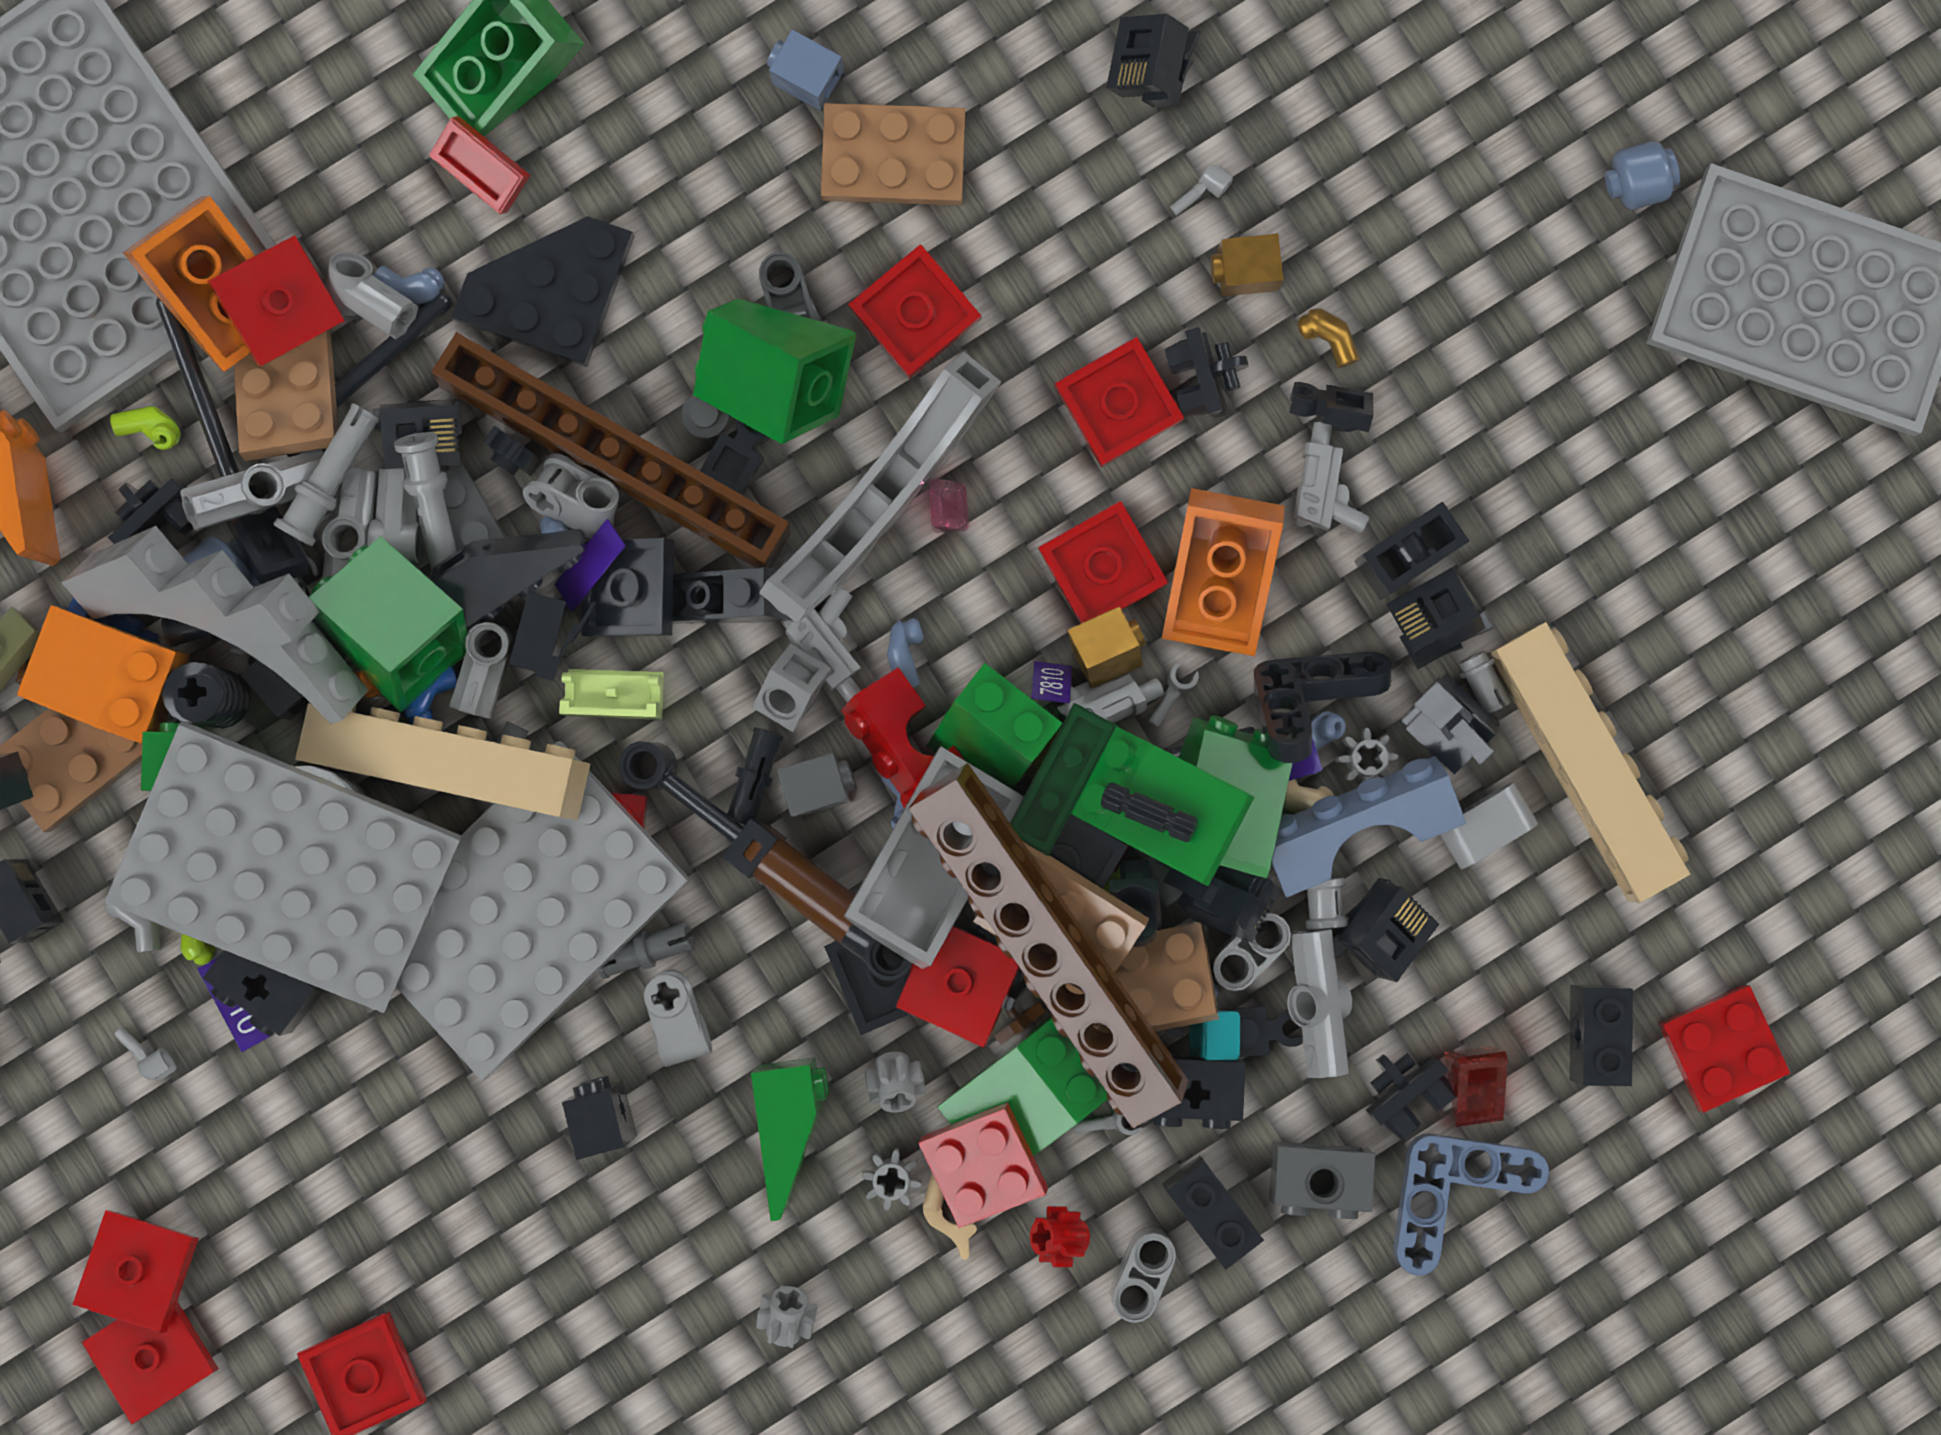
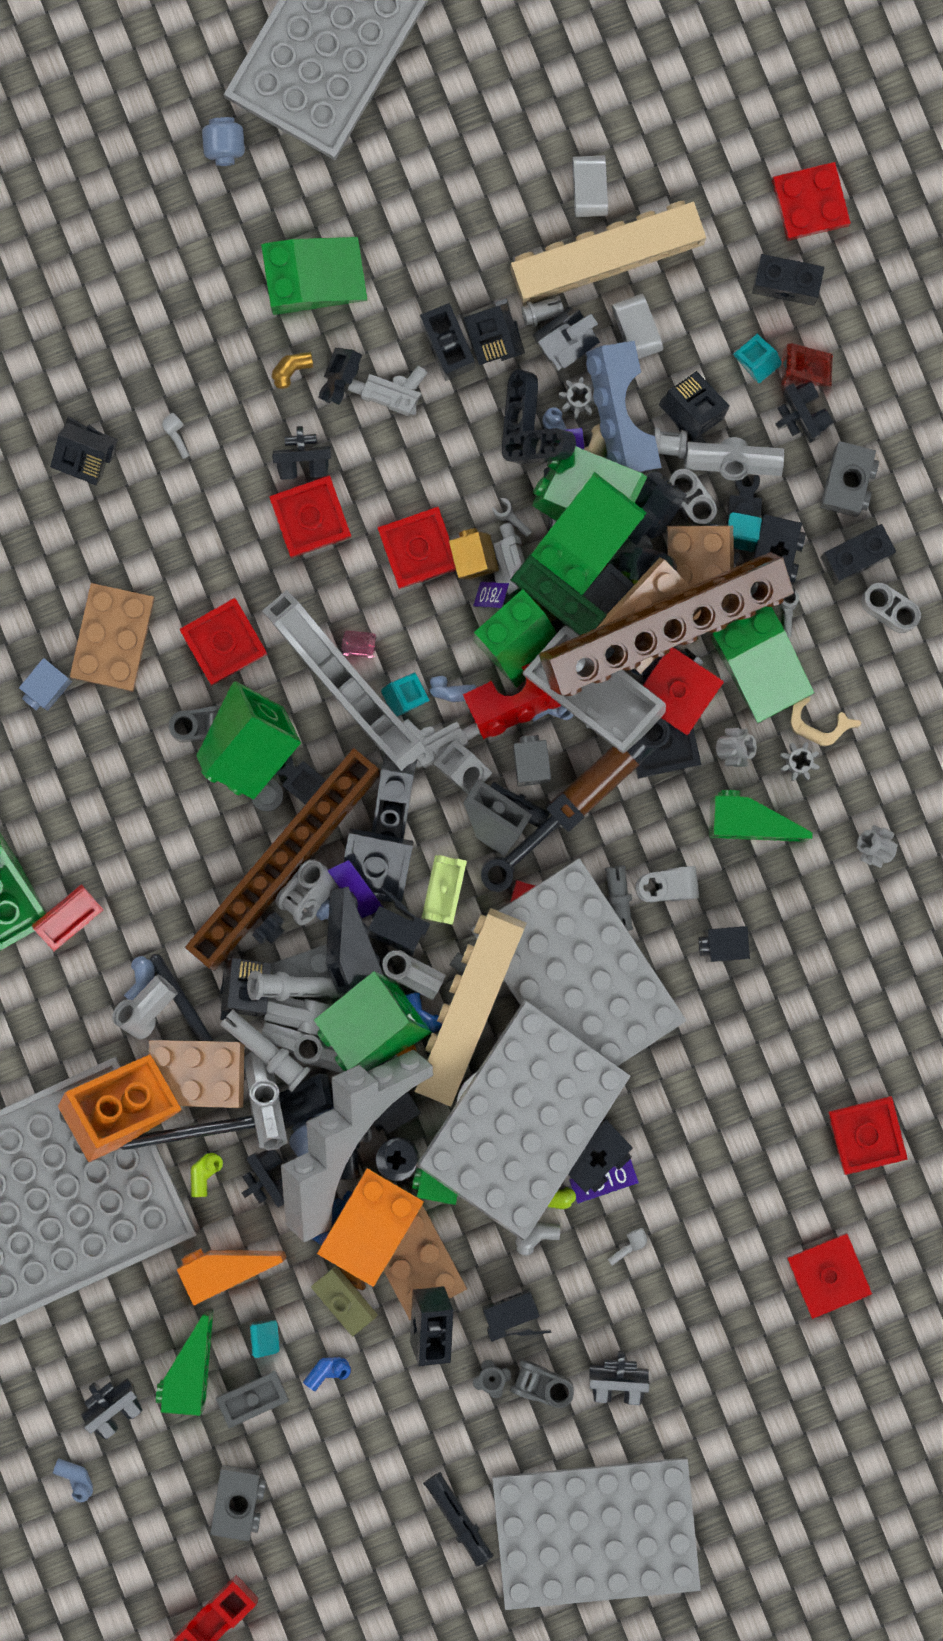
camera: 85 degrees left, 0 degrees up
(135, 1271) = (771, 1273): red plate -> none
(276, 301) = (140, 1064): red plate -> none
(549, 290) = (161, 886): black plate -> none
(727, 746) = (494, 817): none -> dark grey slope
(887, 586) = (404, 694): none -> teal slope
(983, 1165) = (801, 698): plate -> none
(1018, 1022) = (711, 658): reddish brown piece -> none
(1059, 1236) = (856, 657): red gear -> none
(1149, 812) = (592, 541): black axle -> none
(1223, 572) = (437, 468): orange slope -> none
(1248, 265) = (234, 413): pearl gold brick -> none
(1452, 1170) = (859, 393): sand blue beam -> none
(1474, 340) = (313, 273): none -> green slope
(1476, 1011) = (758, 358): none -> teal slope
(1682, 718) = (590, 186): none -> light grey beam

